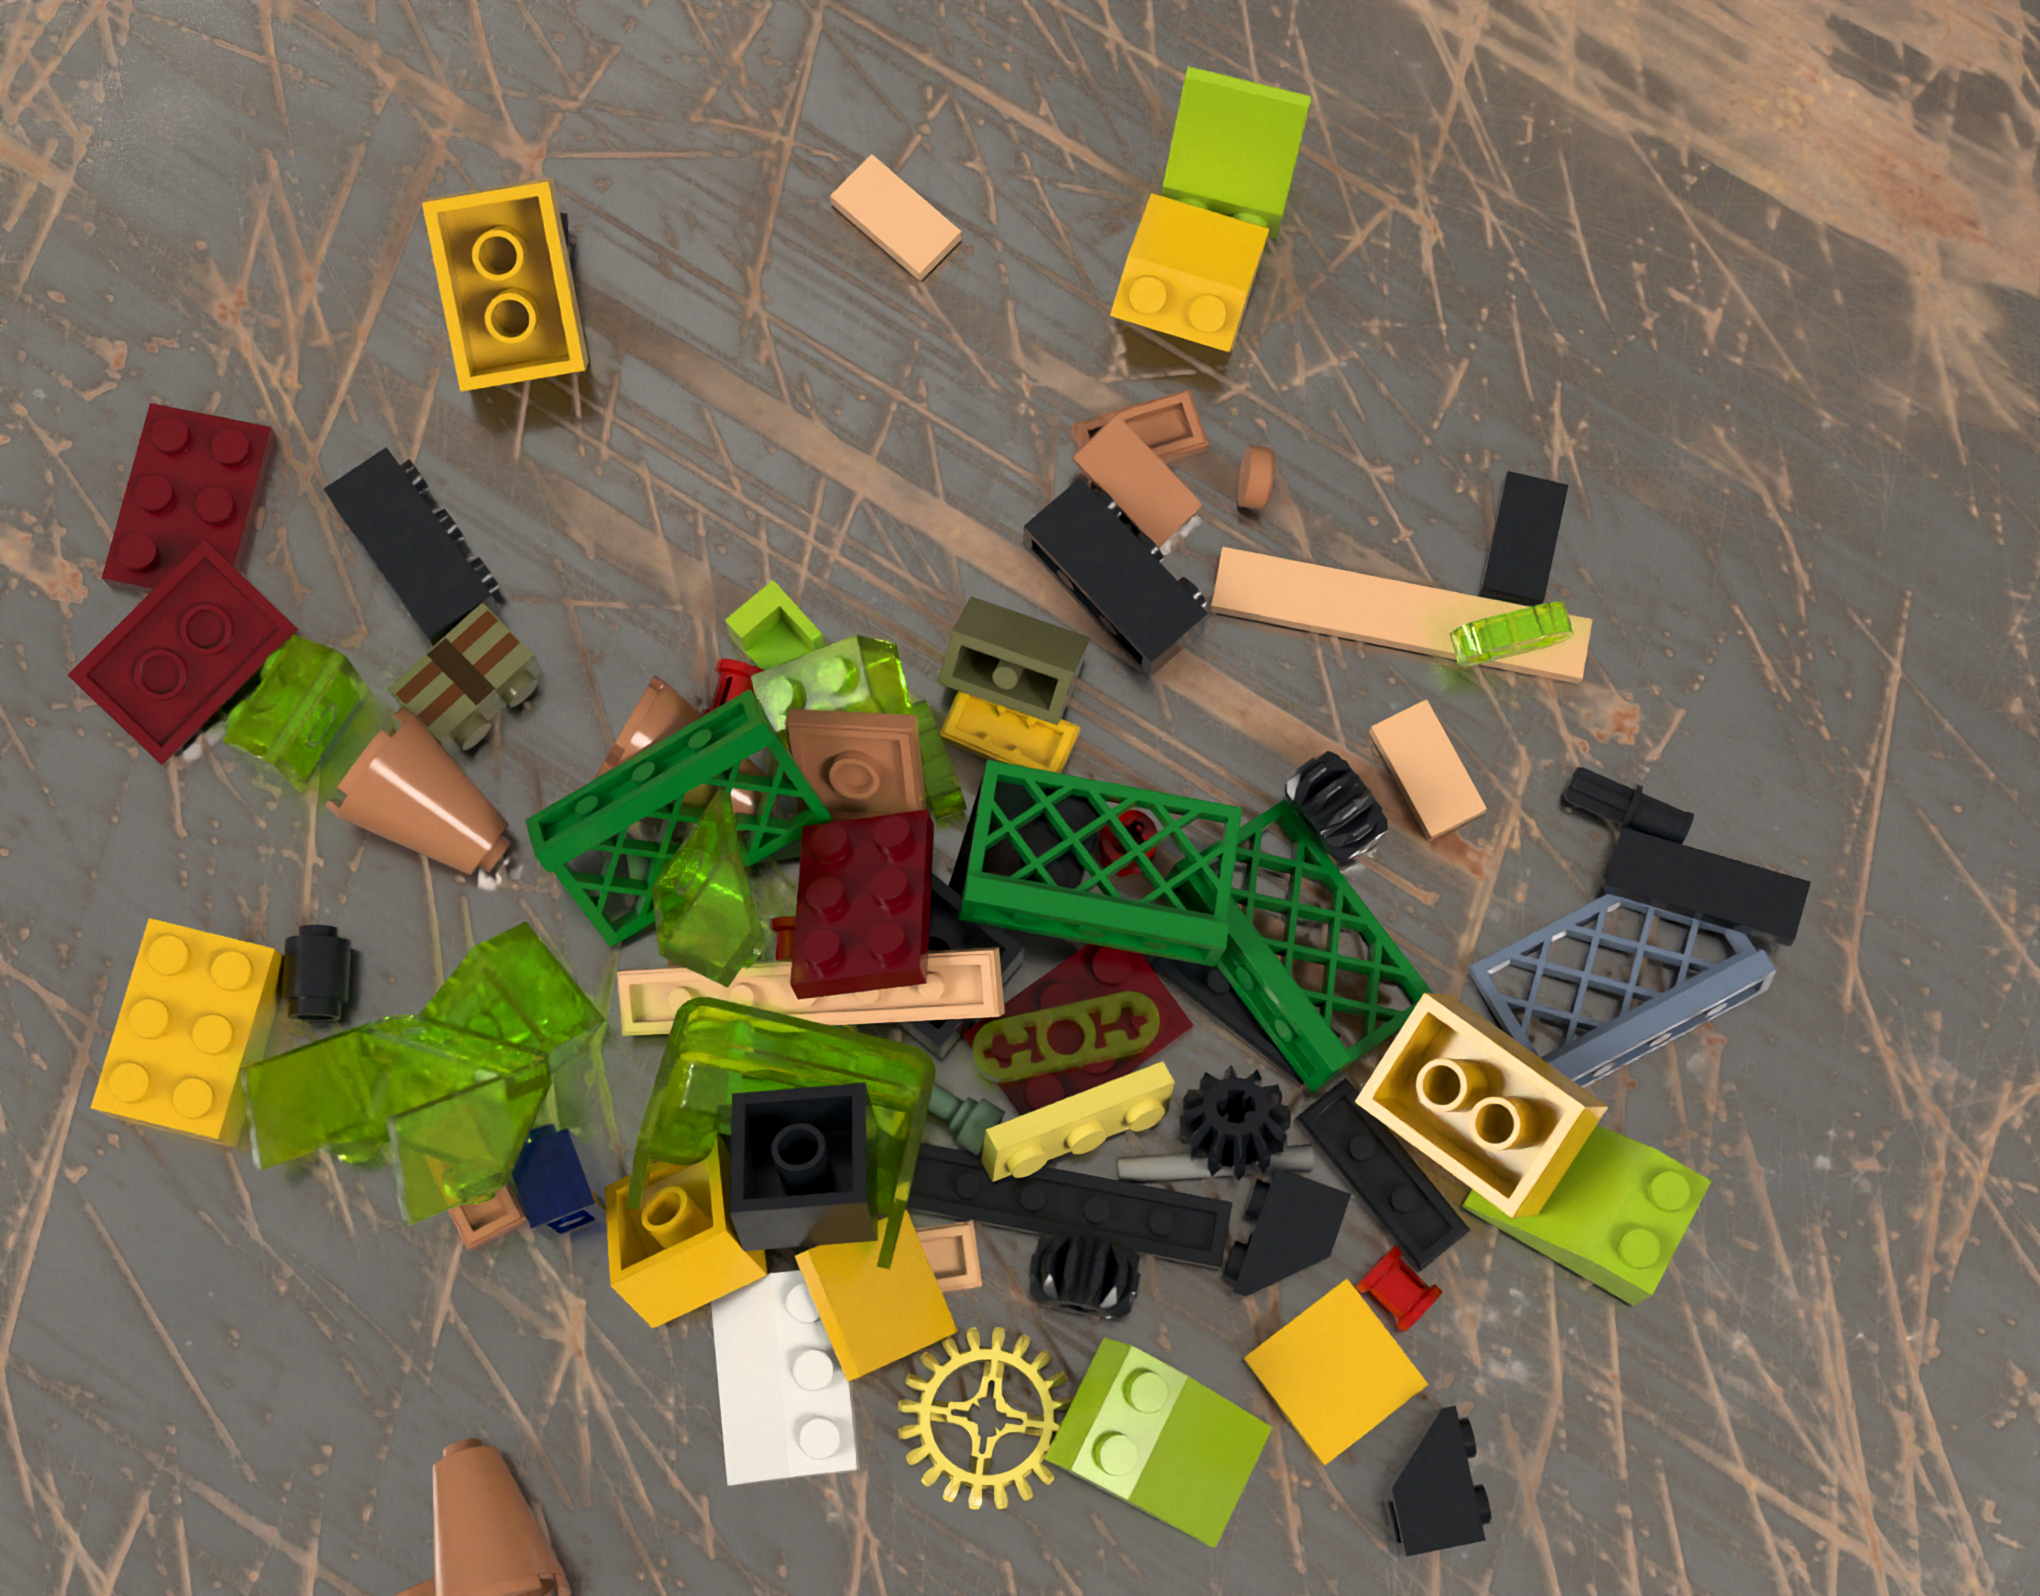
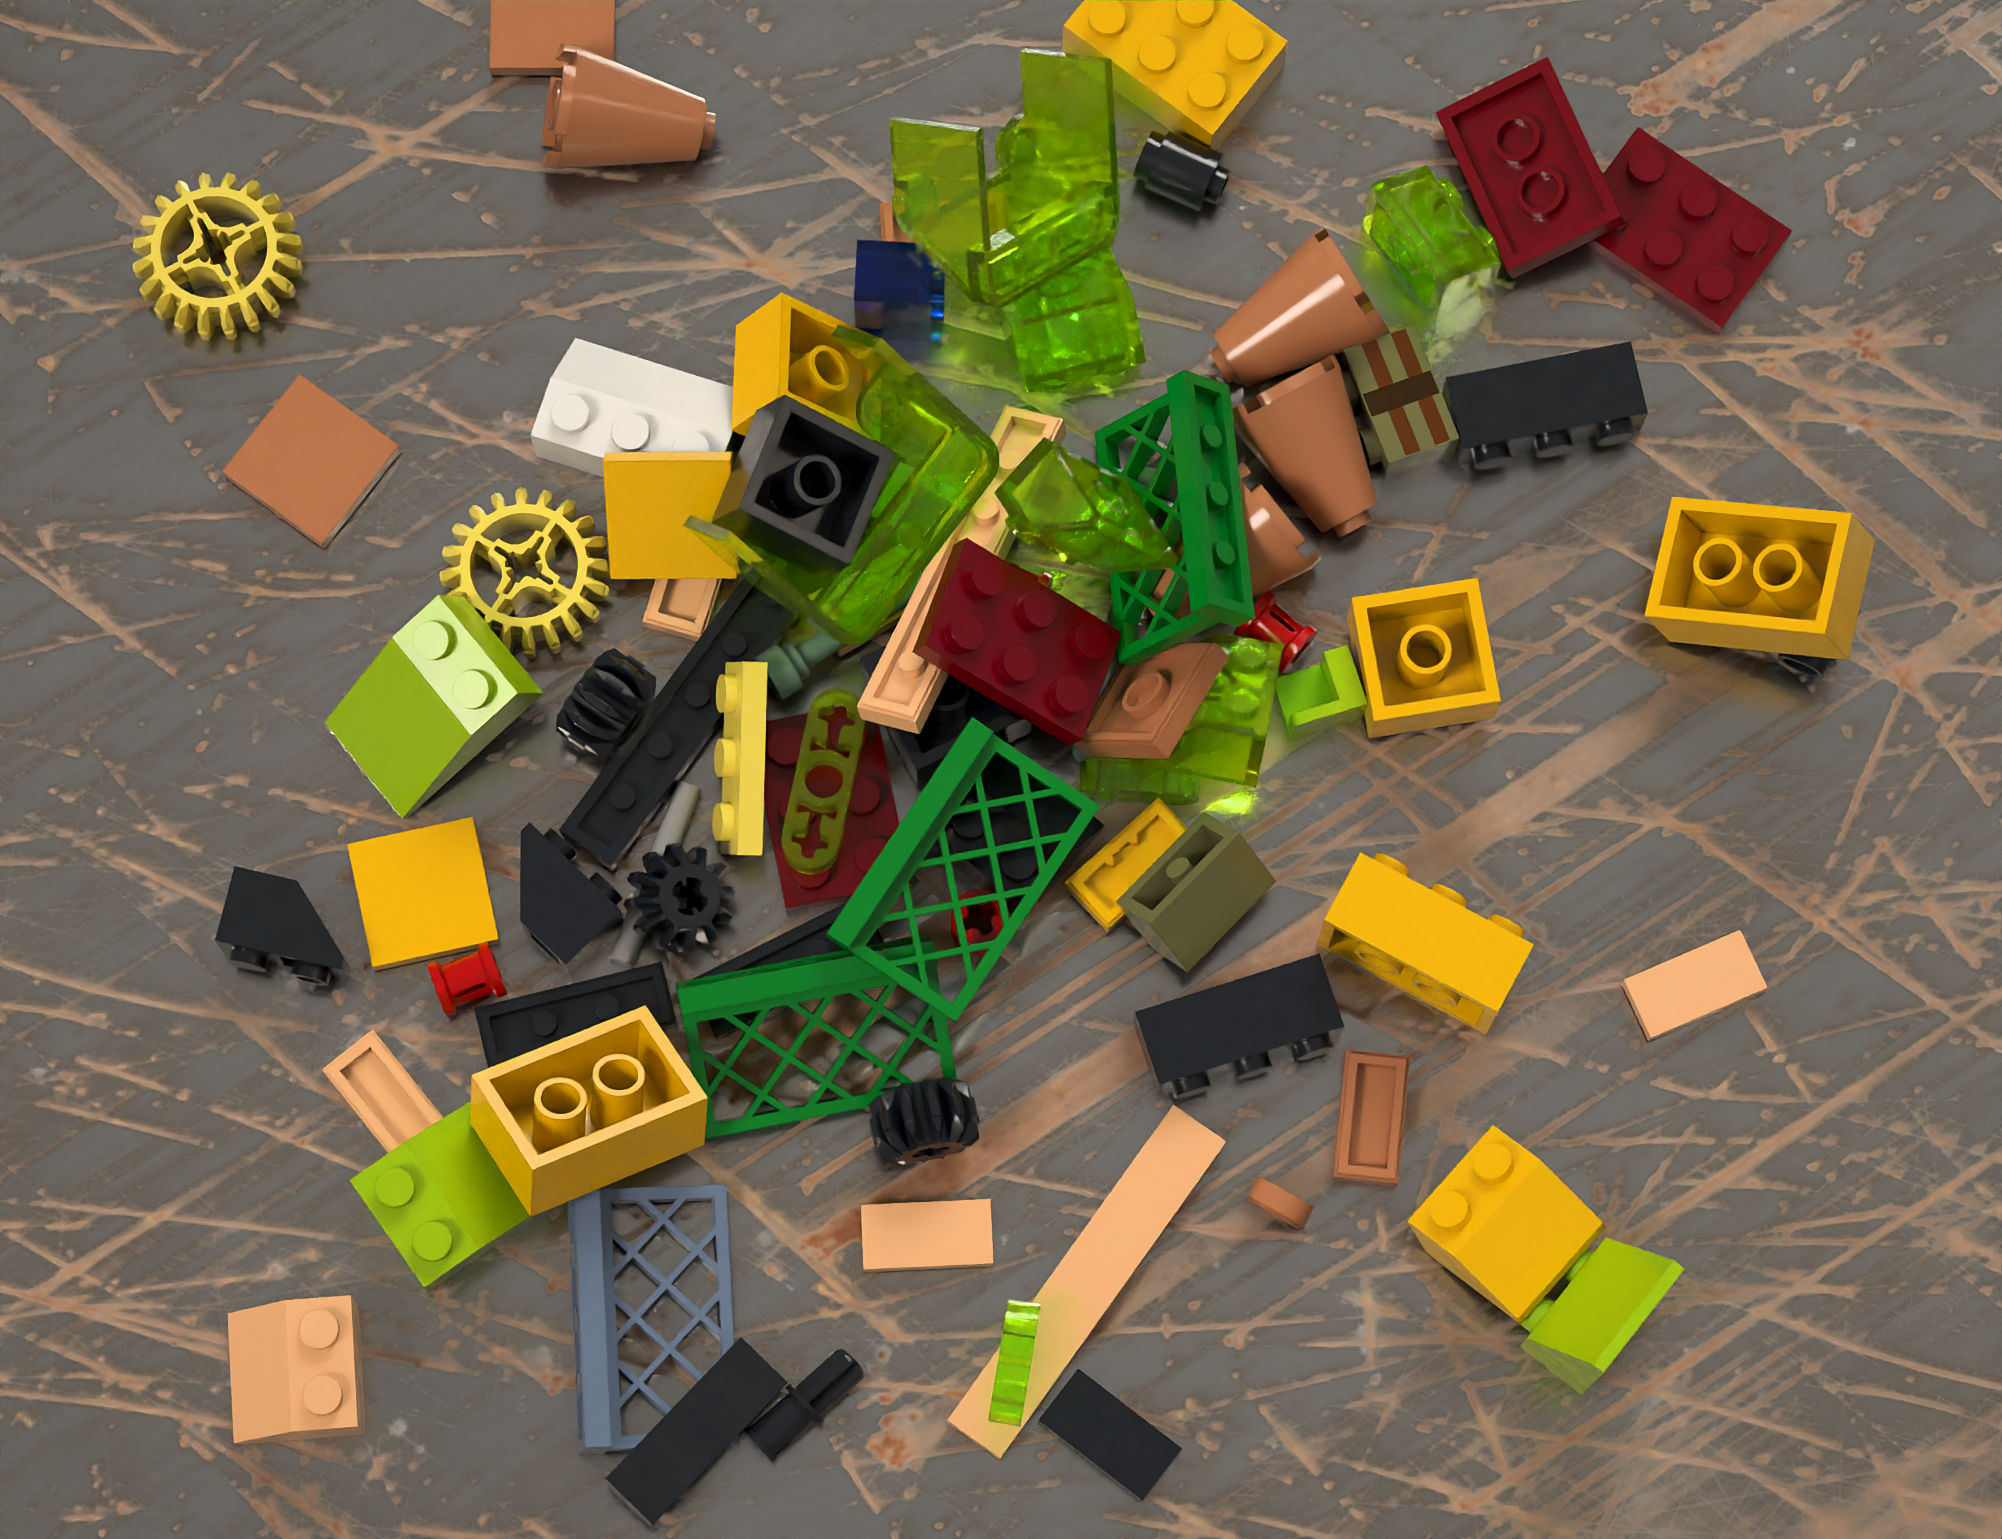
camera: 115 degrees right, 0 degrees up
(541, 737) = (1311, 445): none -> nougat cone
(704, 550) = (1423, 657): none -> yellow brick
(968, 438) = (1424, 940): none -> yellow brick
(1136, 480) = (1323, 1087): nougat tile -> none
(1538, 1318) = (381, 1092): none -> light nougat tile
(1830, 1273) = (296, 1370): none -> light nougat slope

